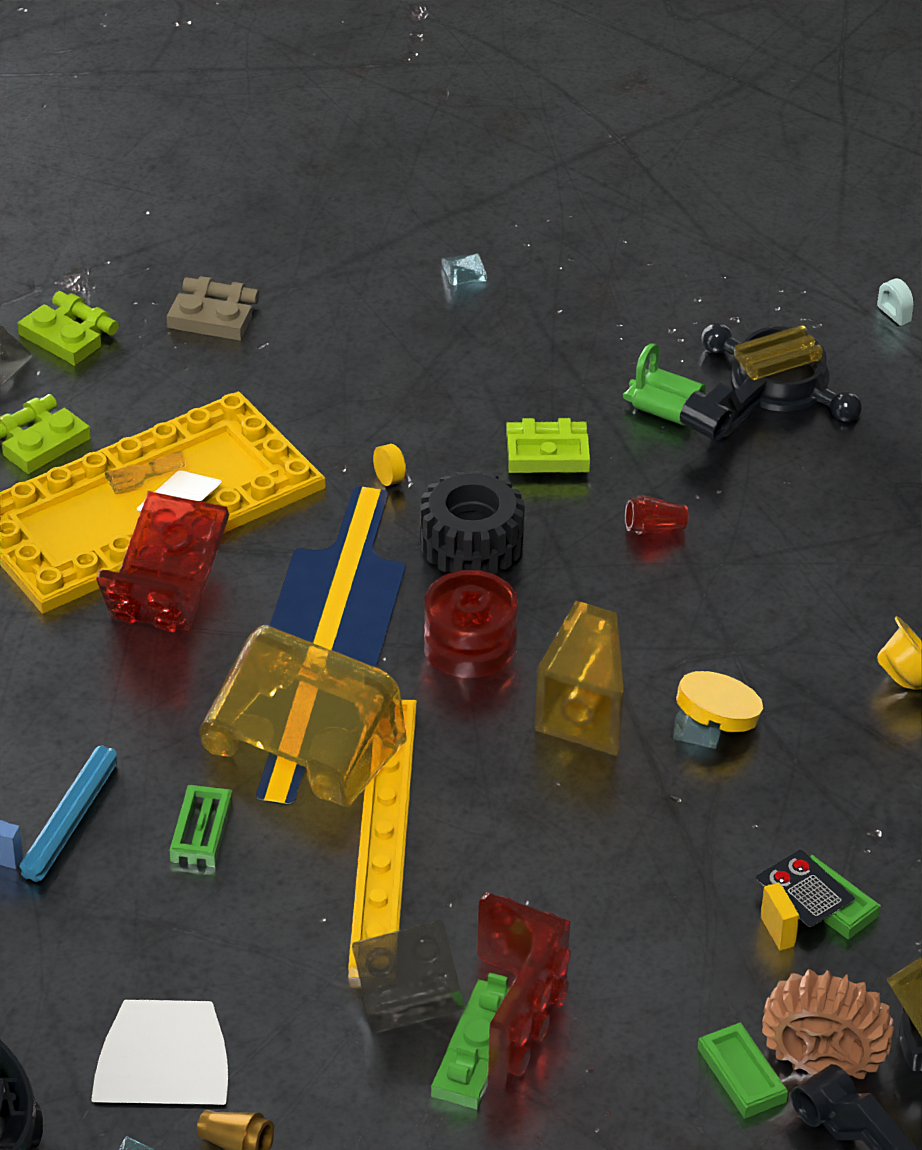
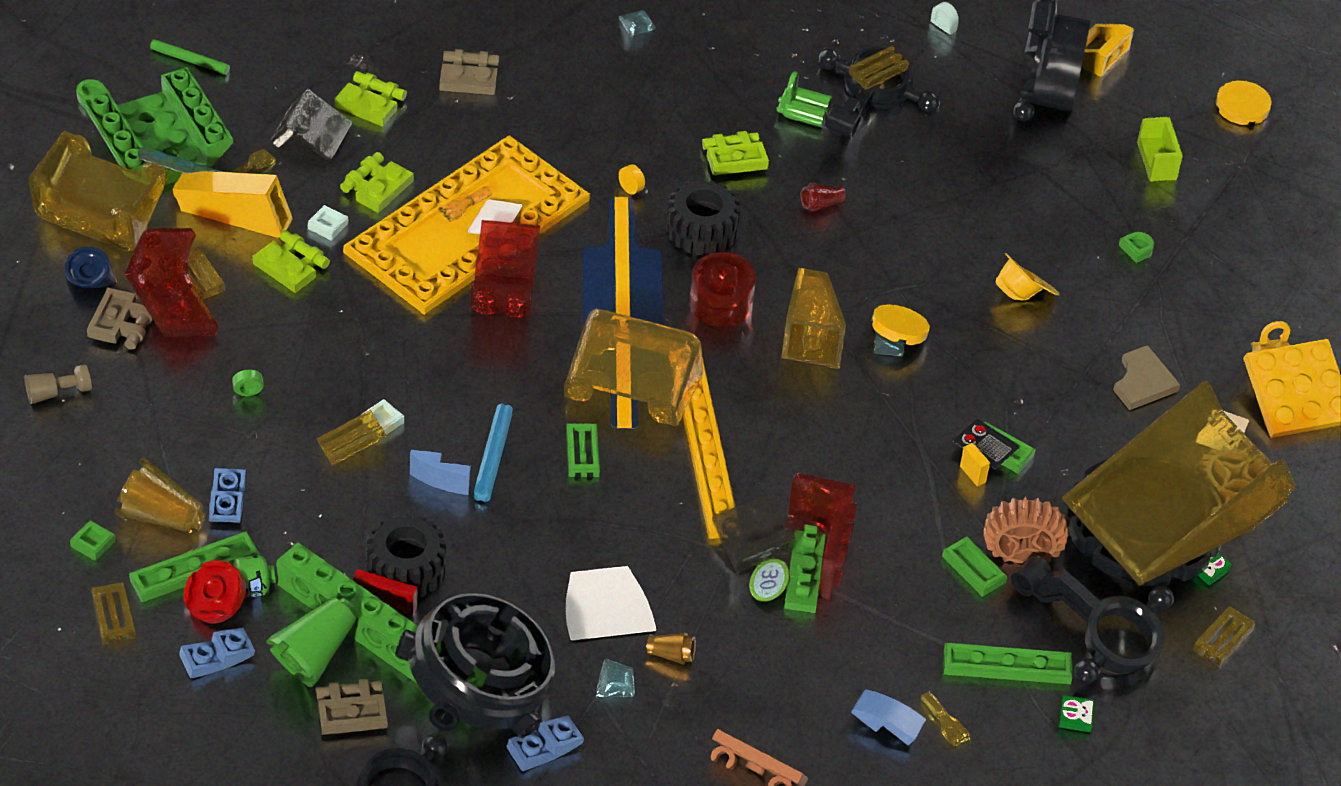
camera: 15 degrees left, 5 degrees up
(418, 1050) = (769, 580): none -> clear light blue sticker

